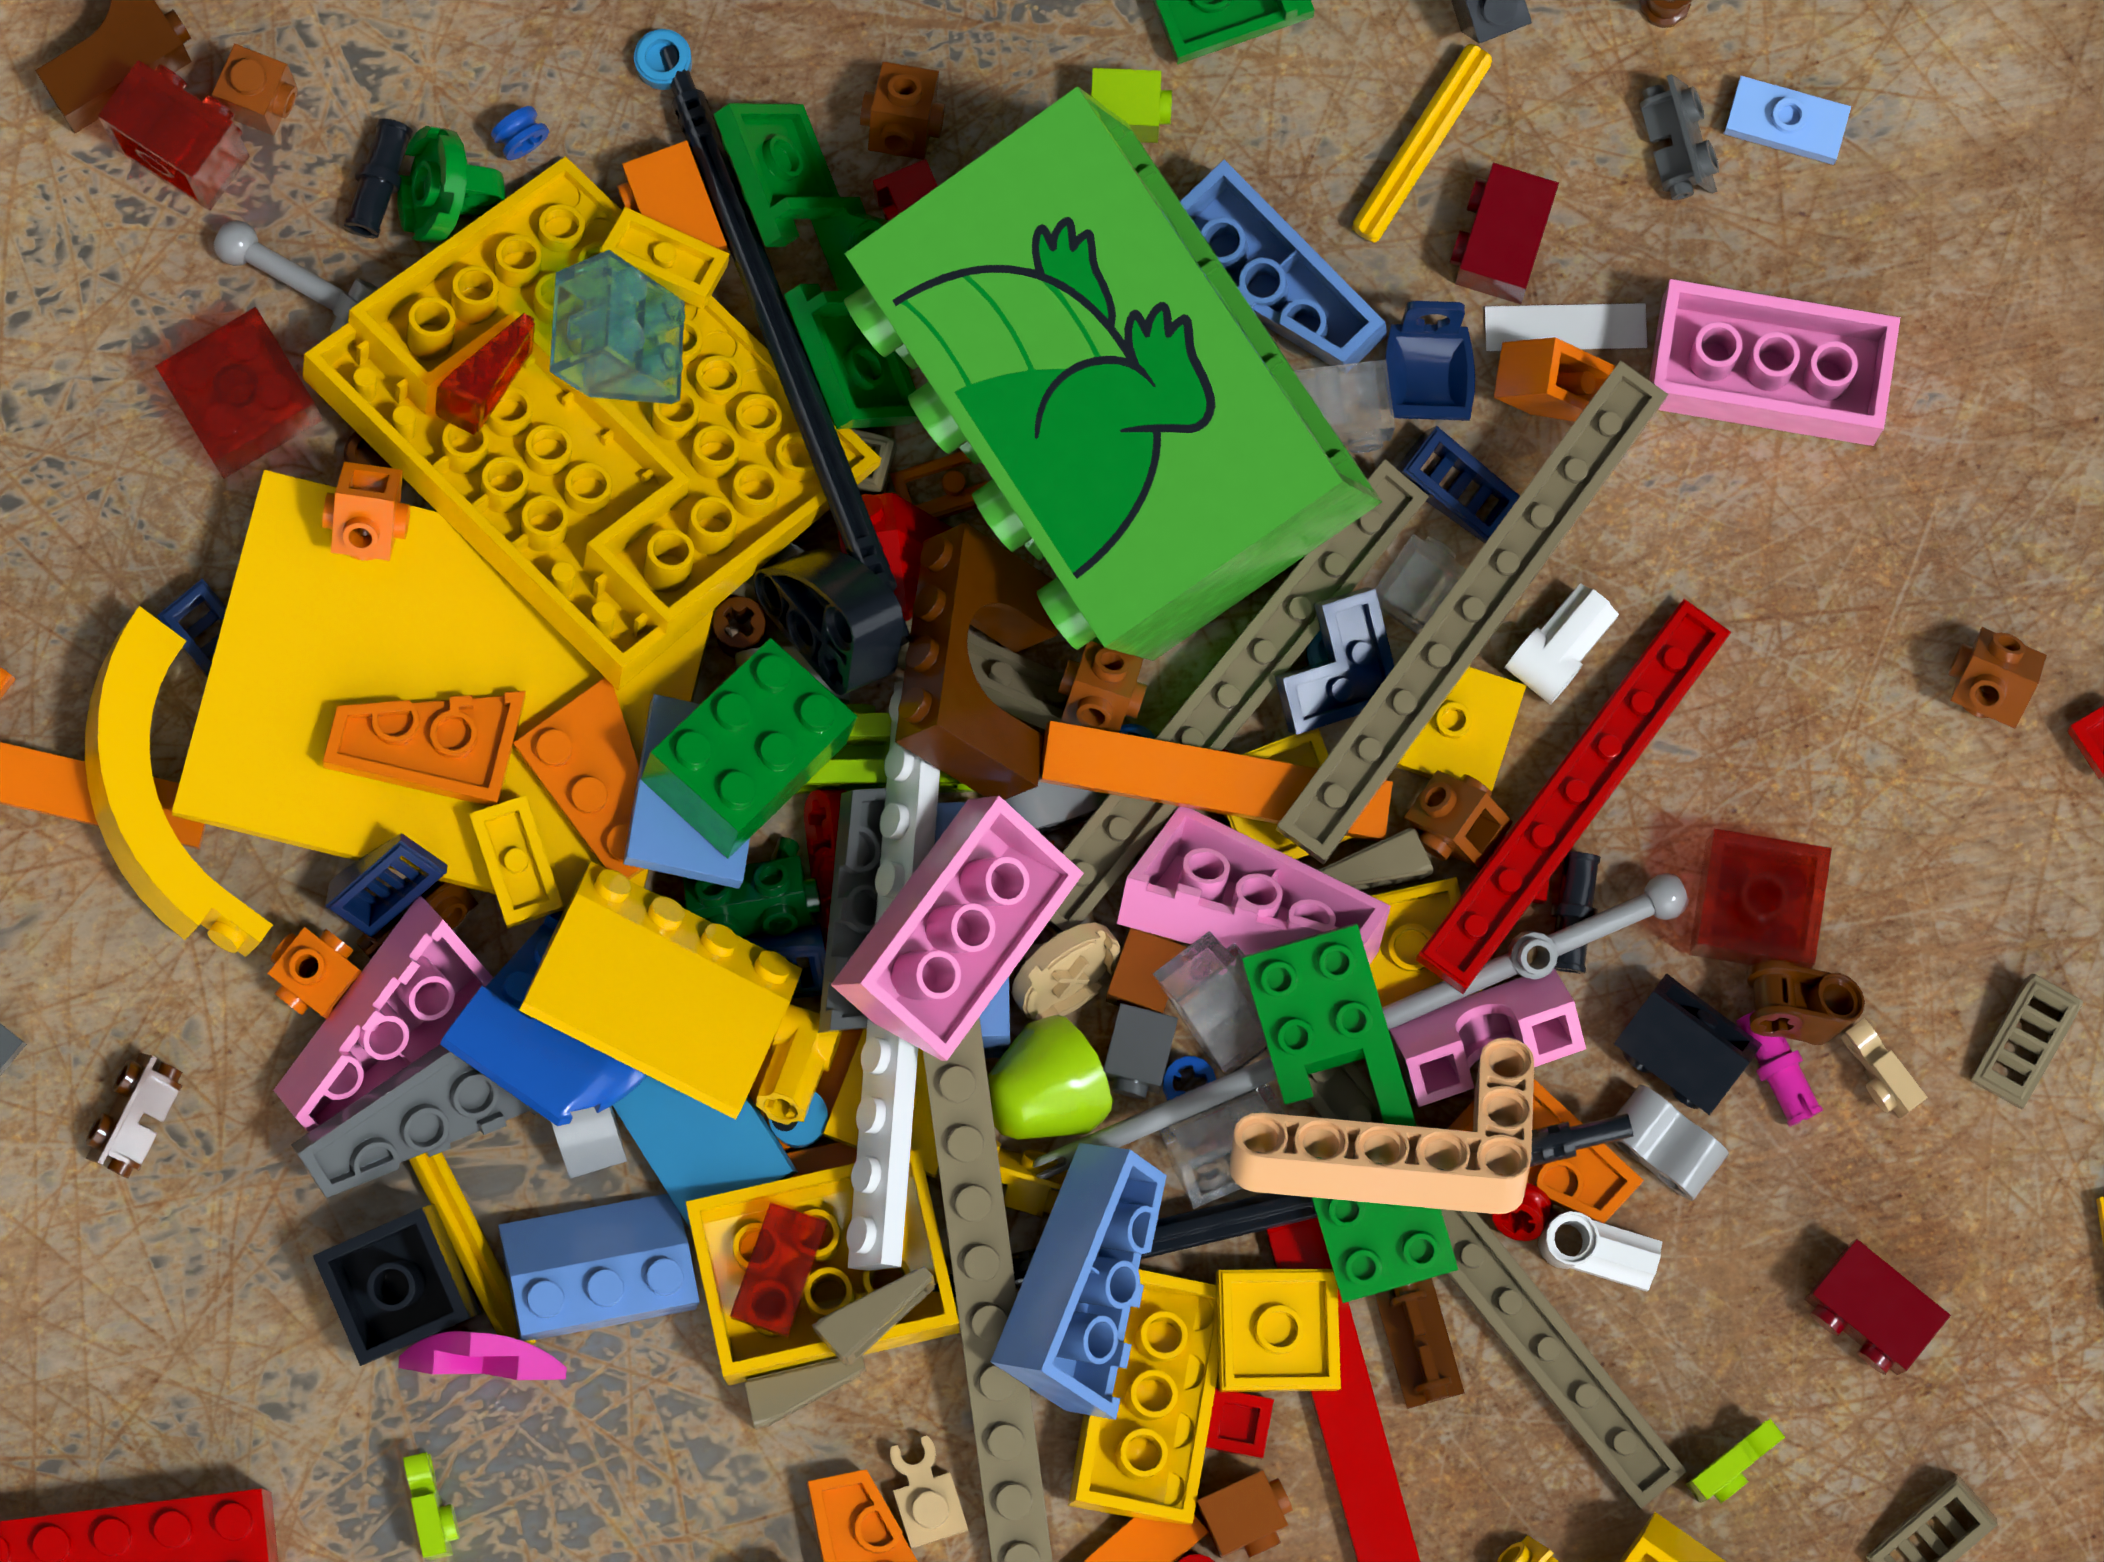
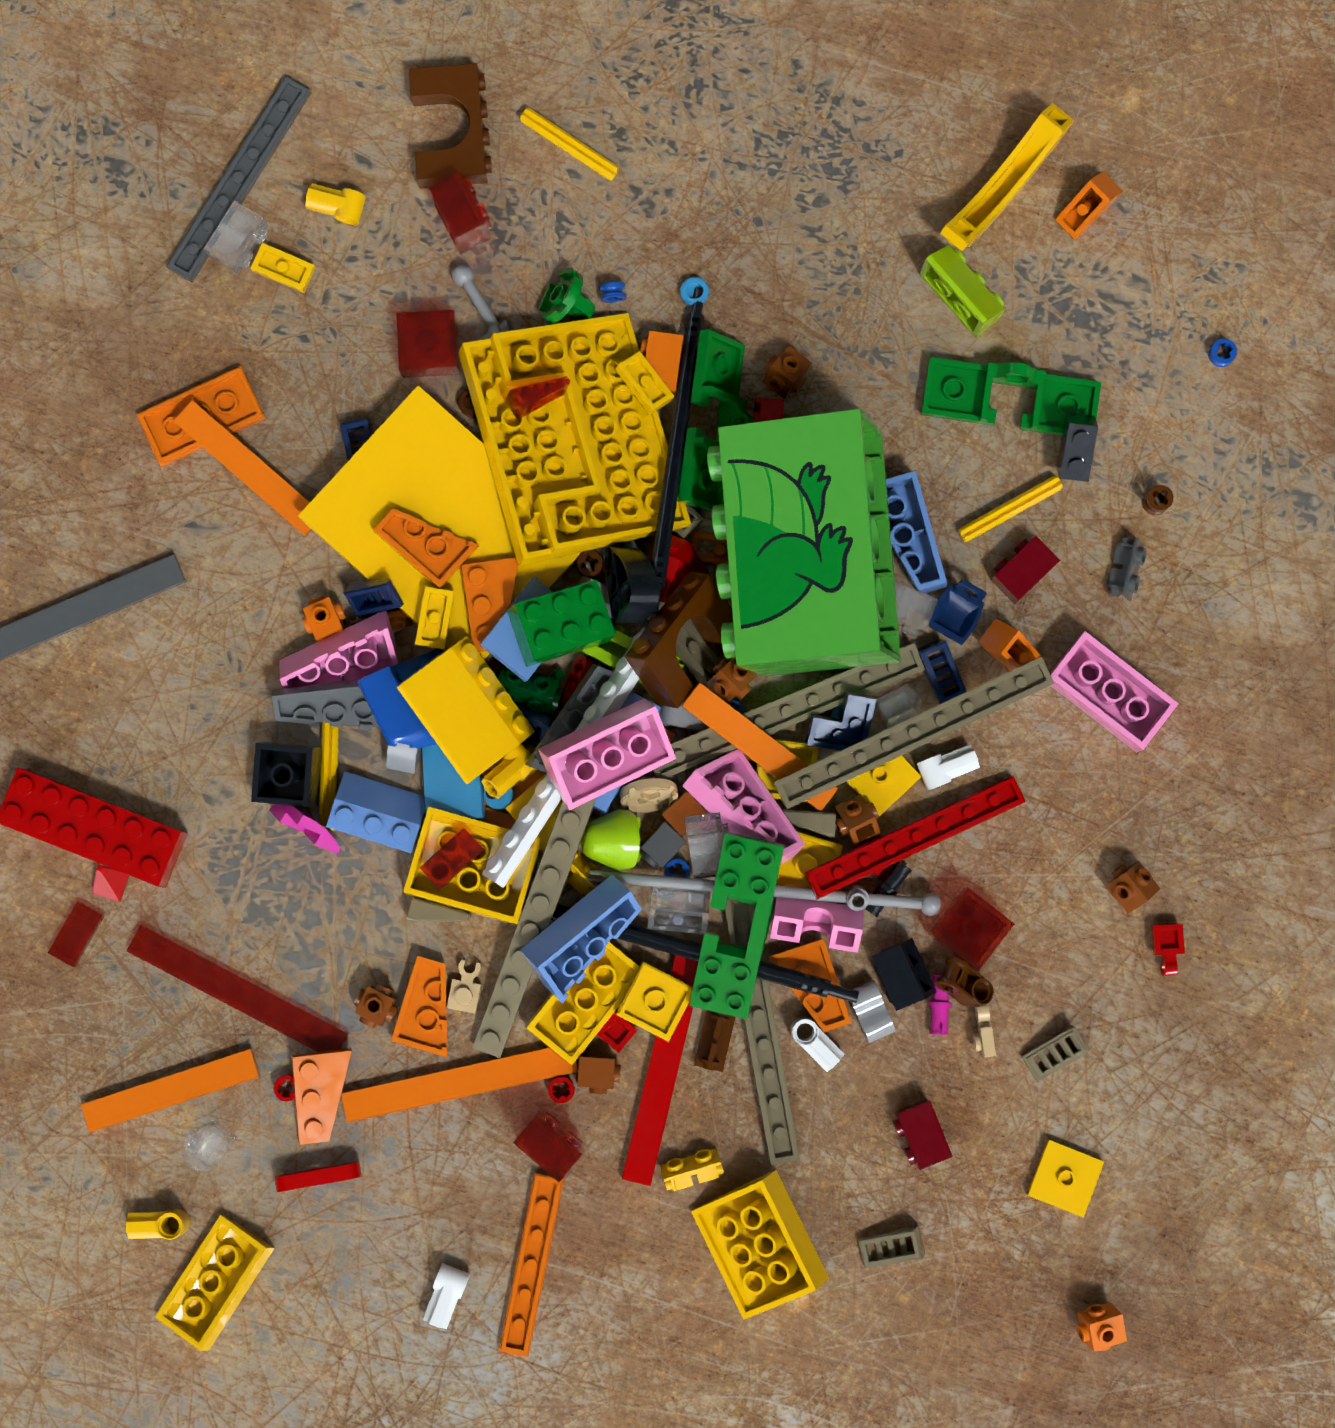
camera: 30 degrees right, 5 degrees up
(128, 801) = (282, 500): yellow arch -> none
(139, 1092) = (222, 629): hinge -> none
(256, 89) = (507, 211): dark orange brick -> none
(366, 512) = (450, 428): orange brick -> none
(378, 178) = (540, 279): black pin -> none
(434, 1521) = (248, 884): lime plate -> none
(616, 332) = (604, 406): clear light blue slope -> none
(866, 1320) = (475, 902): dark tan slope -> none
(1134, 98) = (890, 421): lime brick -> none
(1407, 1153) = (750, 956): light nougat beam -> none
(1531, 1223) = (790, 1007): red bush -> none
(1579, 325) = (1030, 625): white sticker -> none
(1725, 1474) = (816, 1169): lime plate -> none
(1787, 120) = (1180, 585): light blue plate -> none

